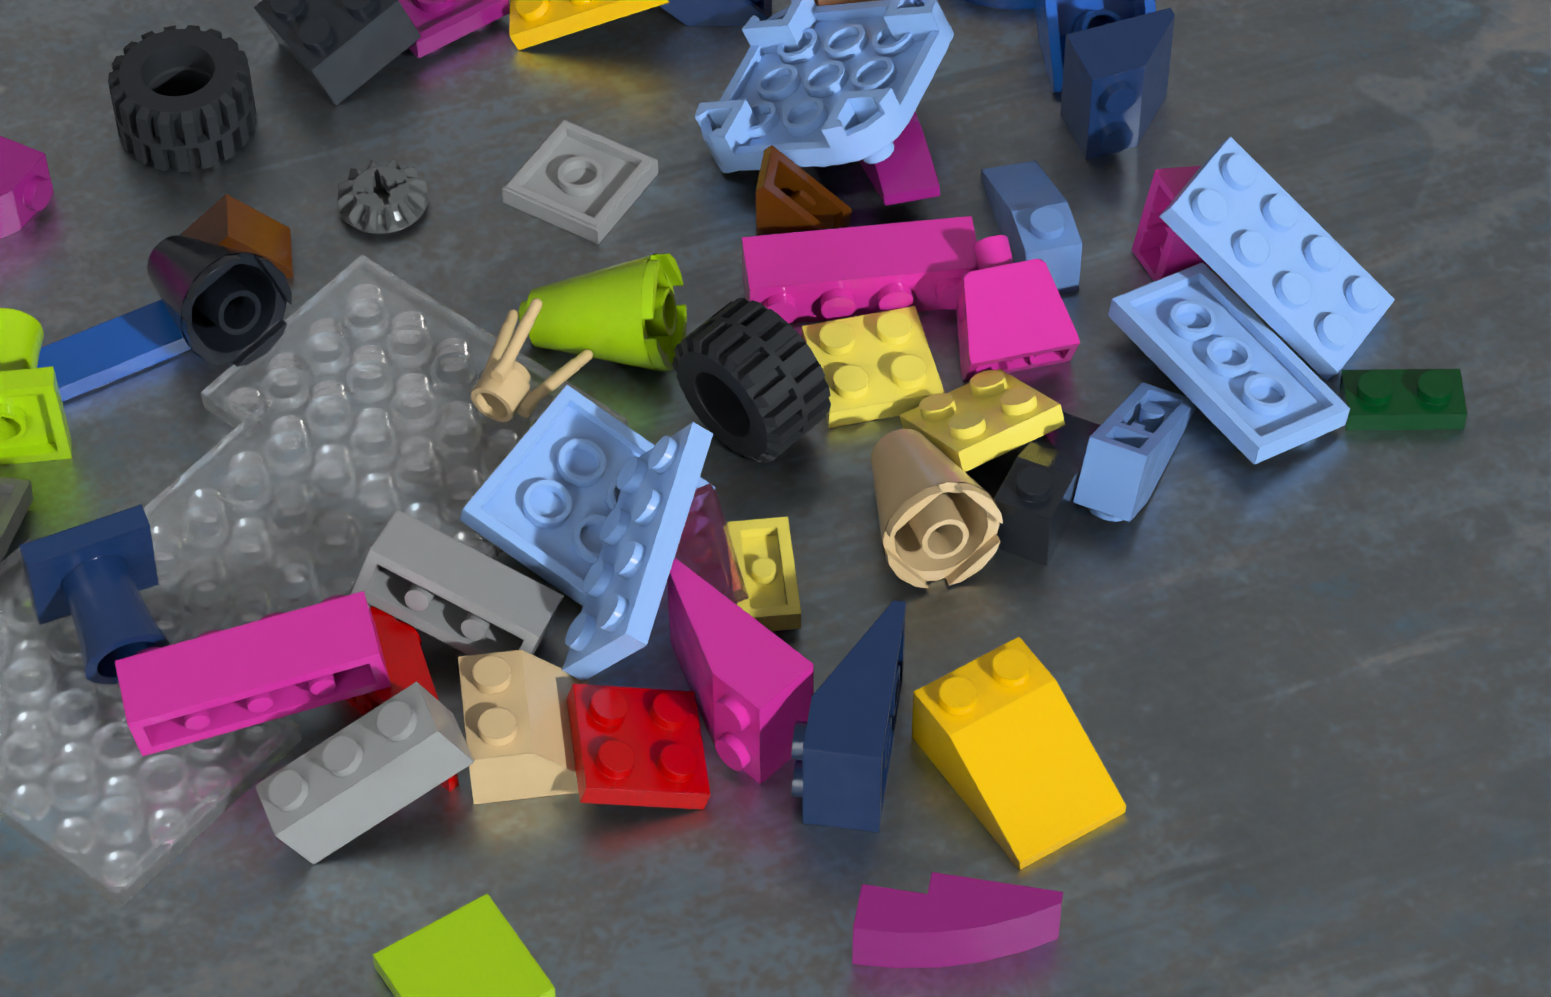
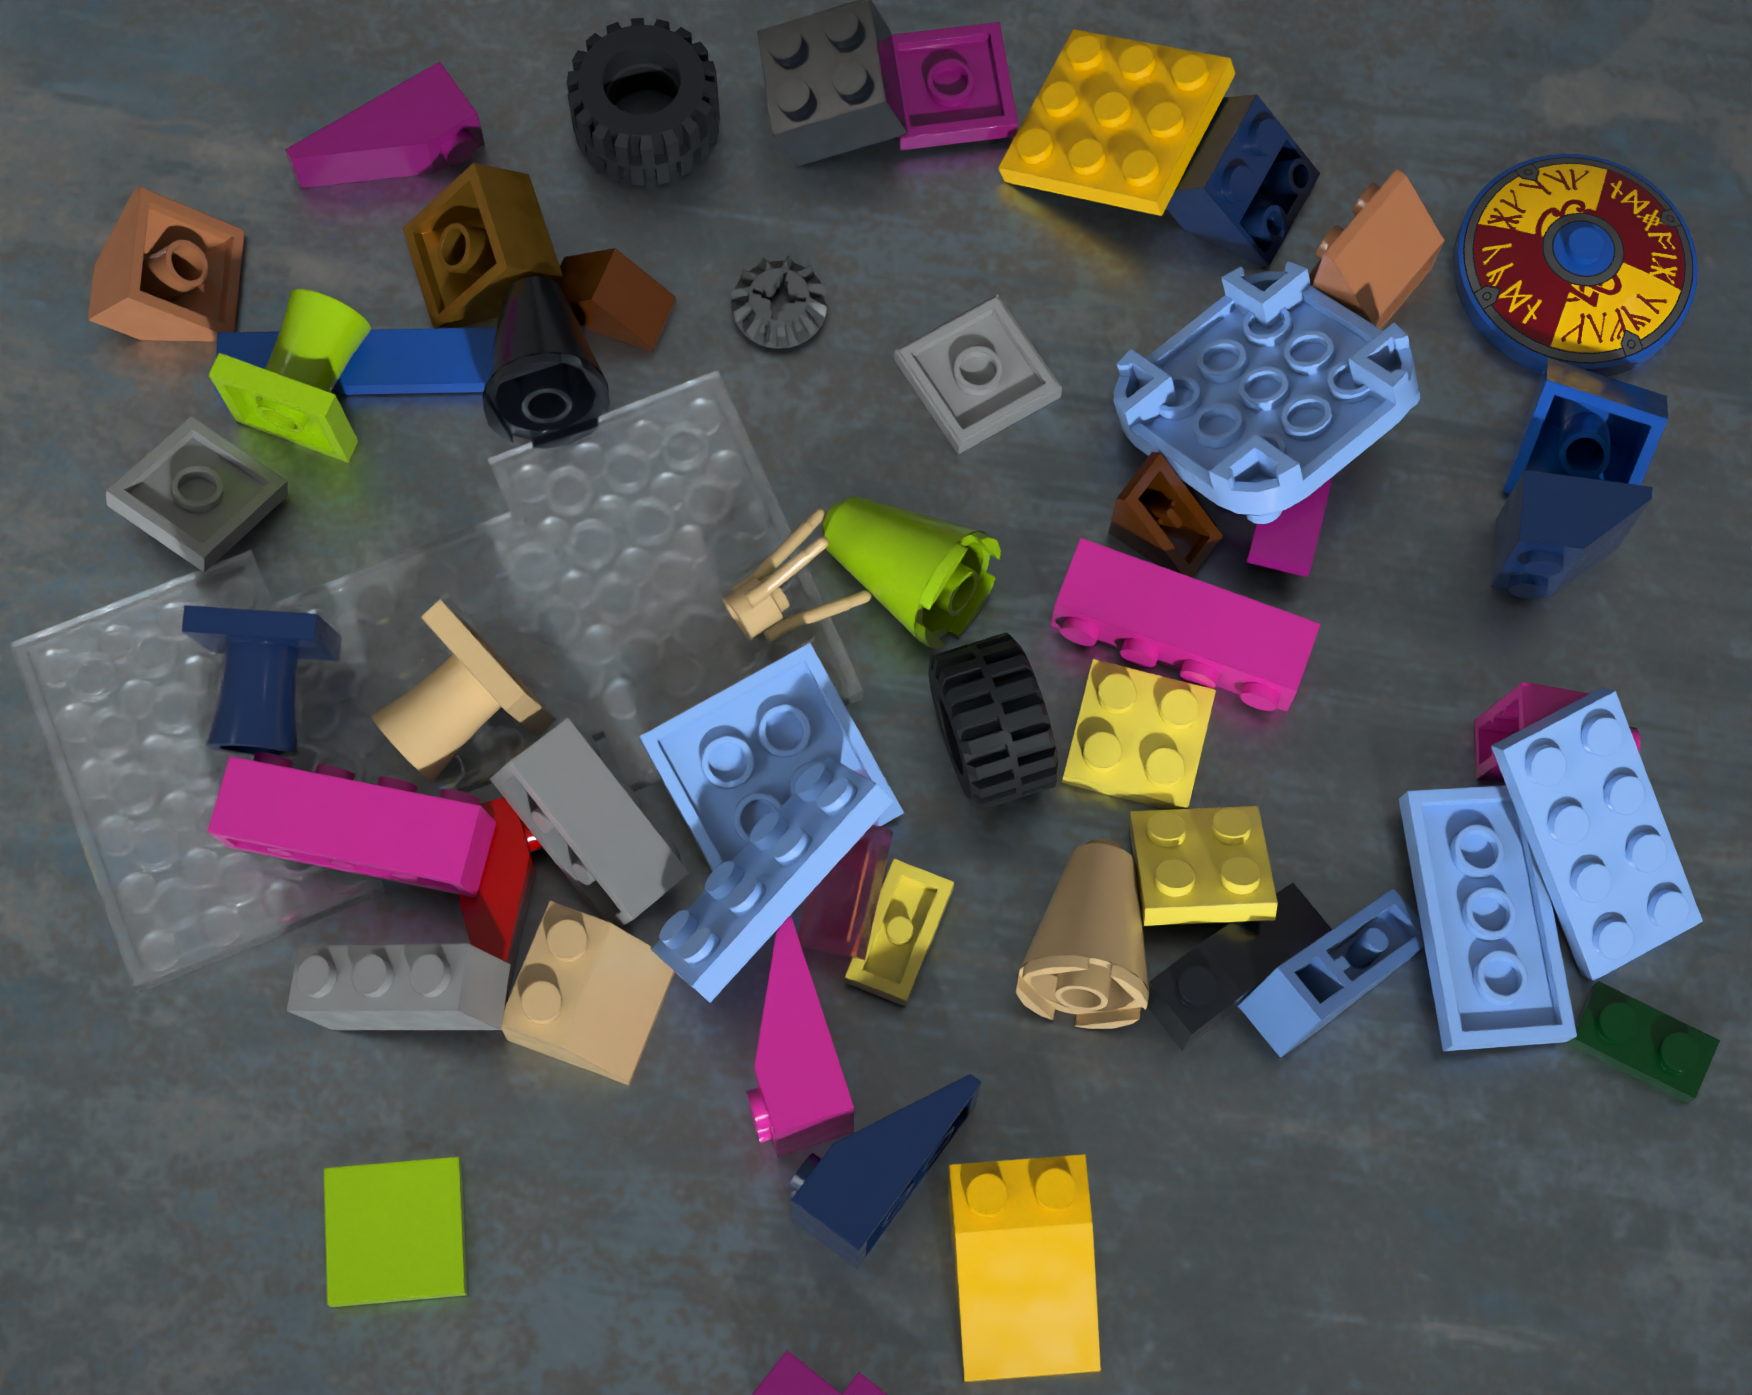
camera: 25 degrees right, 20 degrees up
(95, 252) = (478, 243): none -> pearl gold slope
(295, 522) = (456, 698): none -> tan plant
(637, 747) = (676, 1069): red plate -> none
(1010, 314) = (1295, 757): dark pink torso -> none
(1035, 220) = (1387, 648): medium blue slope -> none

